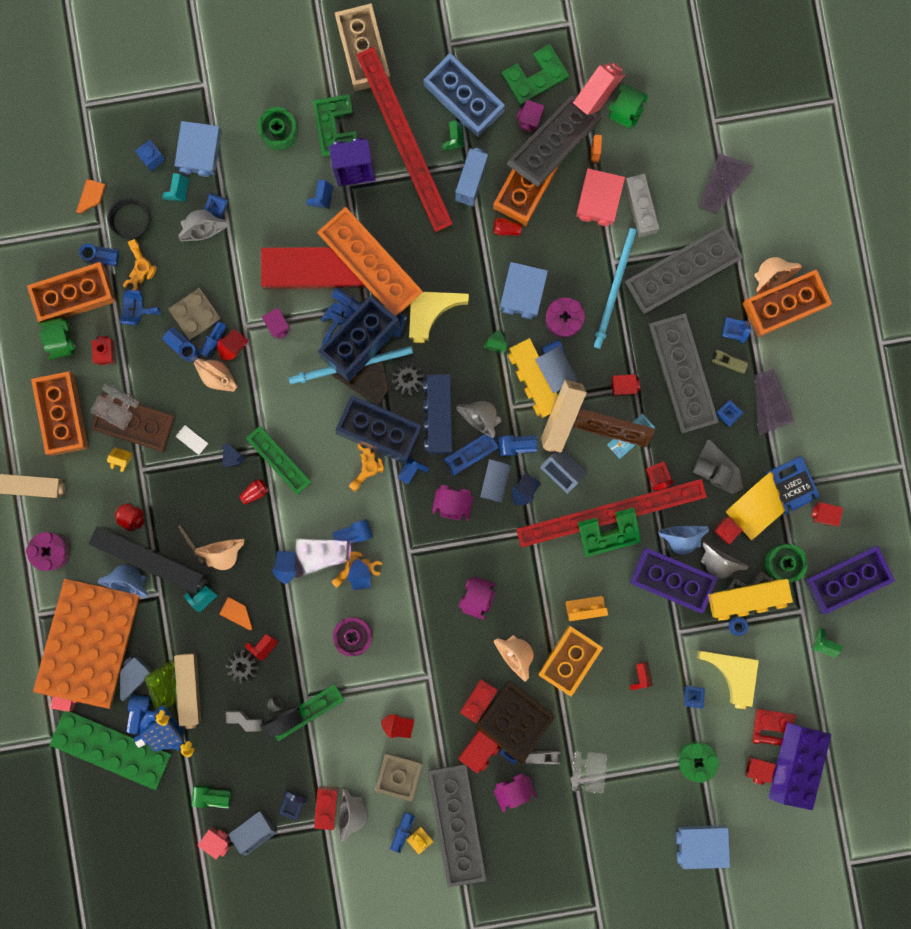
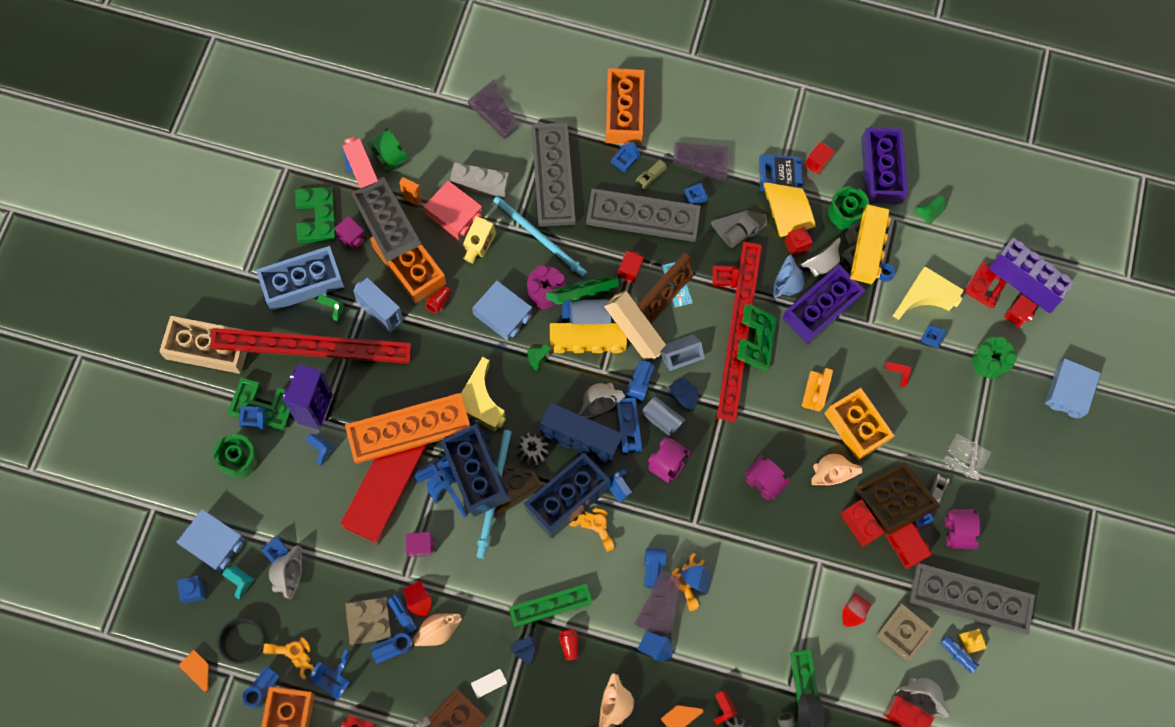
camera: 75 degrees left, 15 degrees down
(318, 124) = (253, 417): none -> blue tile
(342, 639) = (753, 623): magenta brick -> none
(576, 352) = (587, 288): none -> green plate
(588, 234) = (481, 233): none -> light yellow torso
(774, 273) = (592, 104): light nougat hat -> none

